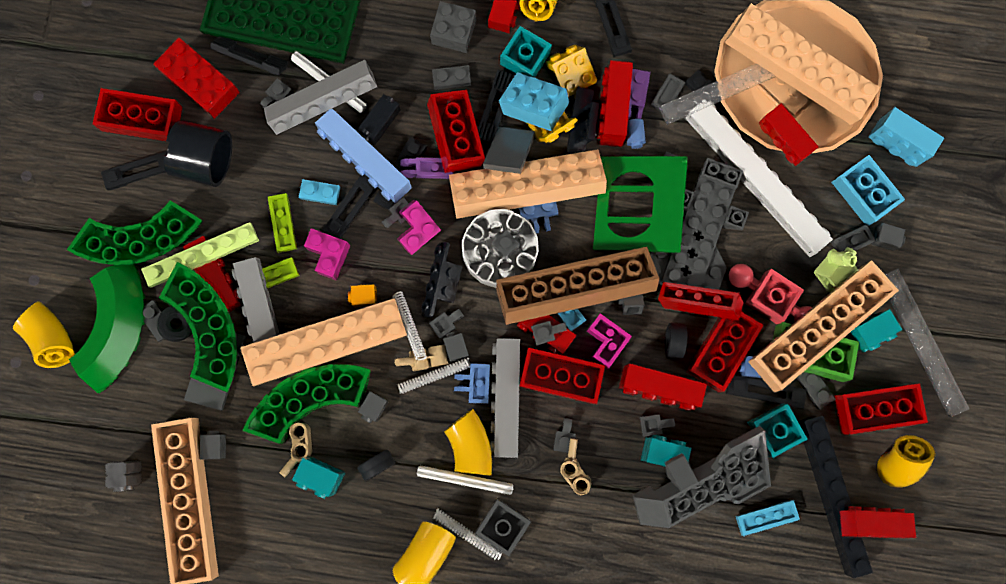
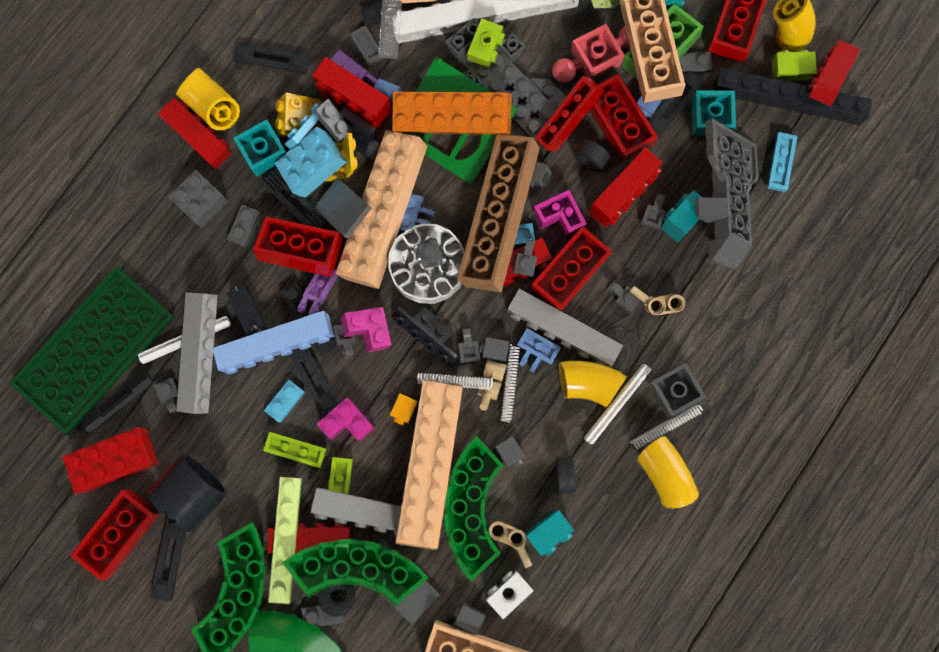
camera: 55 degrees left, 0 degrees up
(238, 469) = (504, 605): none -> white brick
(566, 79) = (306, 124): none -> medium azure plate
(581, 99) = (332, 120): none -> plate
(644, 198) = (452, 113): none -> orange brick
(724, 193) = (485, 43): none -> lime brick
(864, 483) = (794, 65): none -> lime brick

